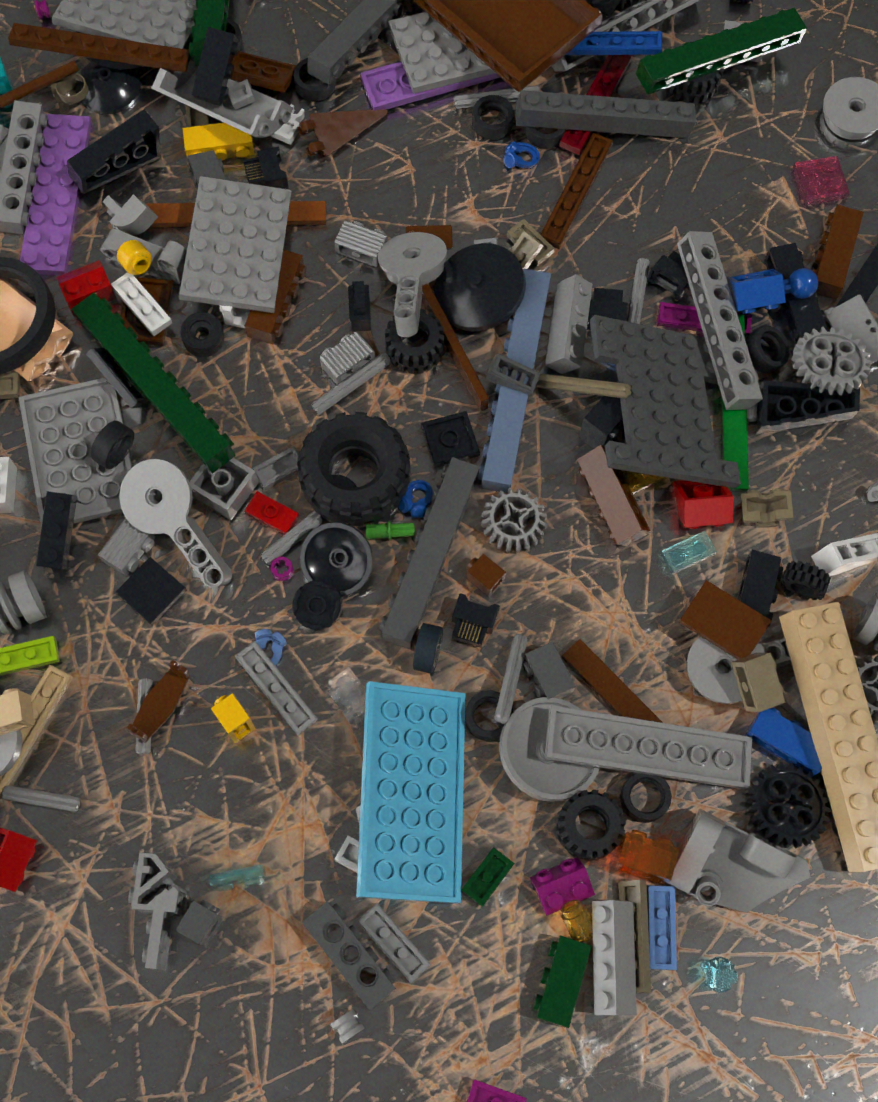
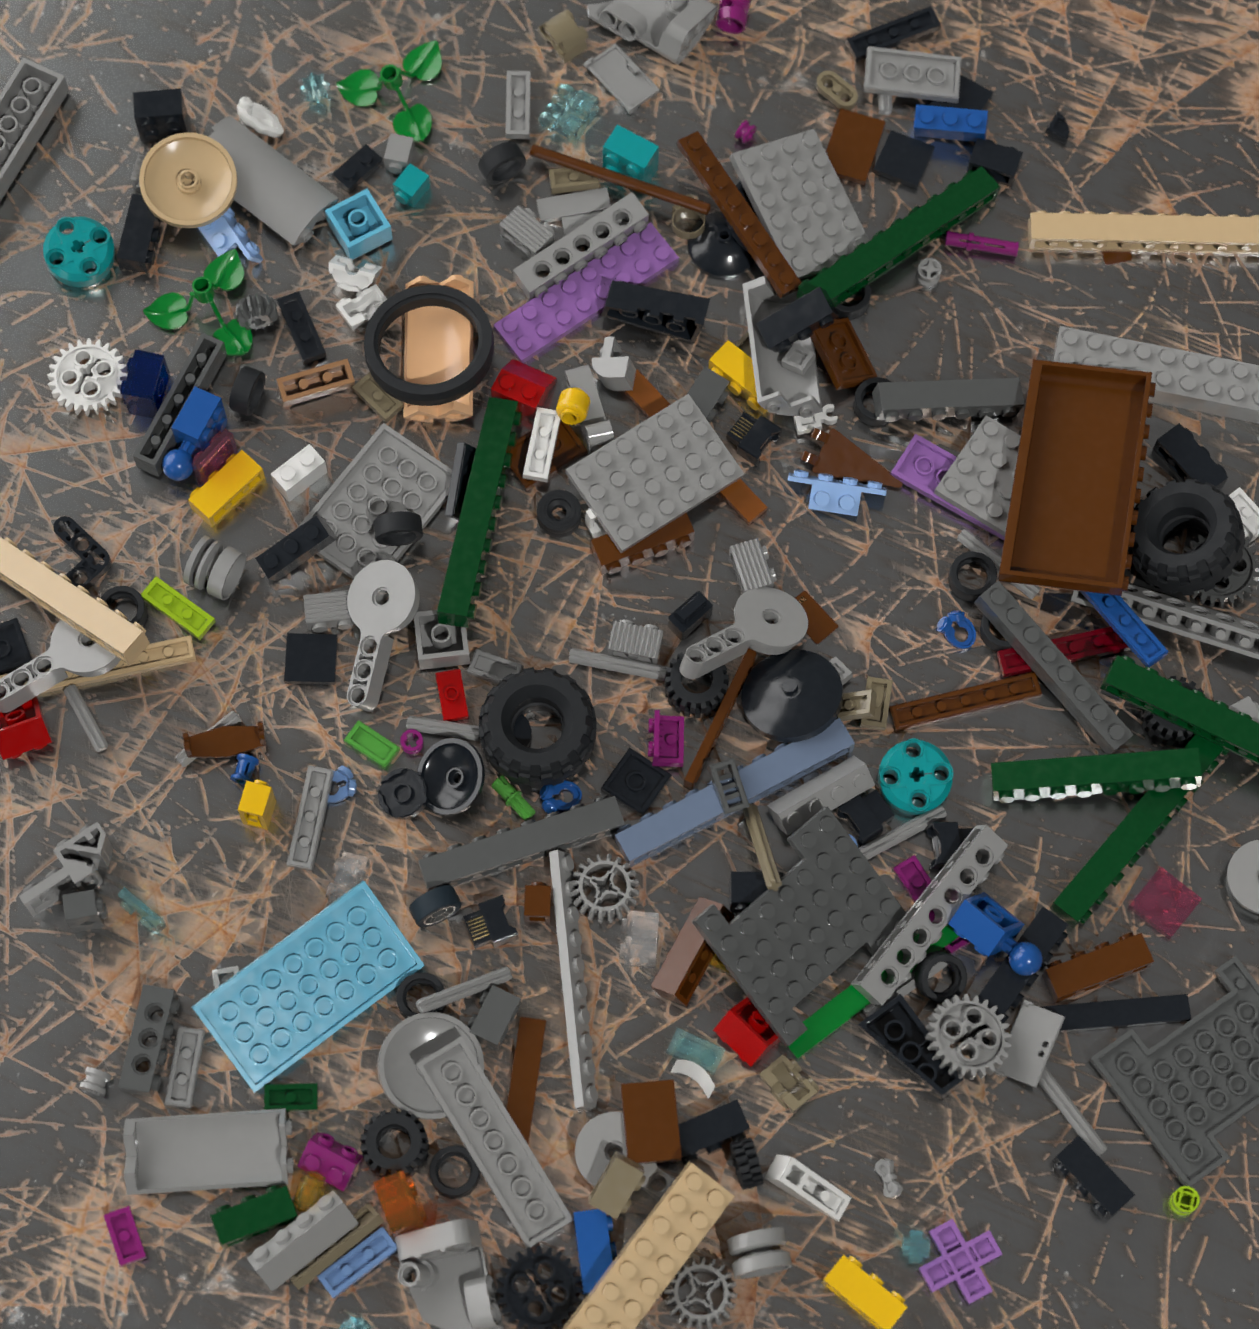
camera: 50 degrees right, 0 degrees up
(194, 707) = (244, 769): none -> blue bush
(258, 599) = (371, 745): none -> bright green tile
(357, 154) = (836, 495): none -> light blue bracket
(439, 393) = (668, 740): none -> magenta bracket
(479, 979) = (207, 1151): none -> light grey cylinder
(573, 524) = (641, 939): none -> clear brick
(574, 599) = (573, 982): none -> light grey plate
(606, 257) = (915, 777): none -> teal piece
(703, 146) = (1096, 775): none -> dark green brick
(708, 563) = (695, 1072): none -> white sticker
(758, 156) = (1126, 841): none -> dark green brick

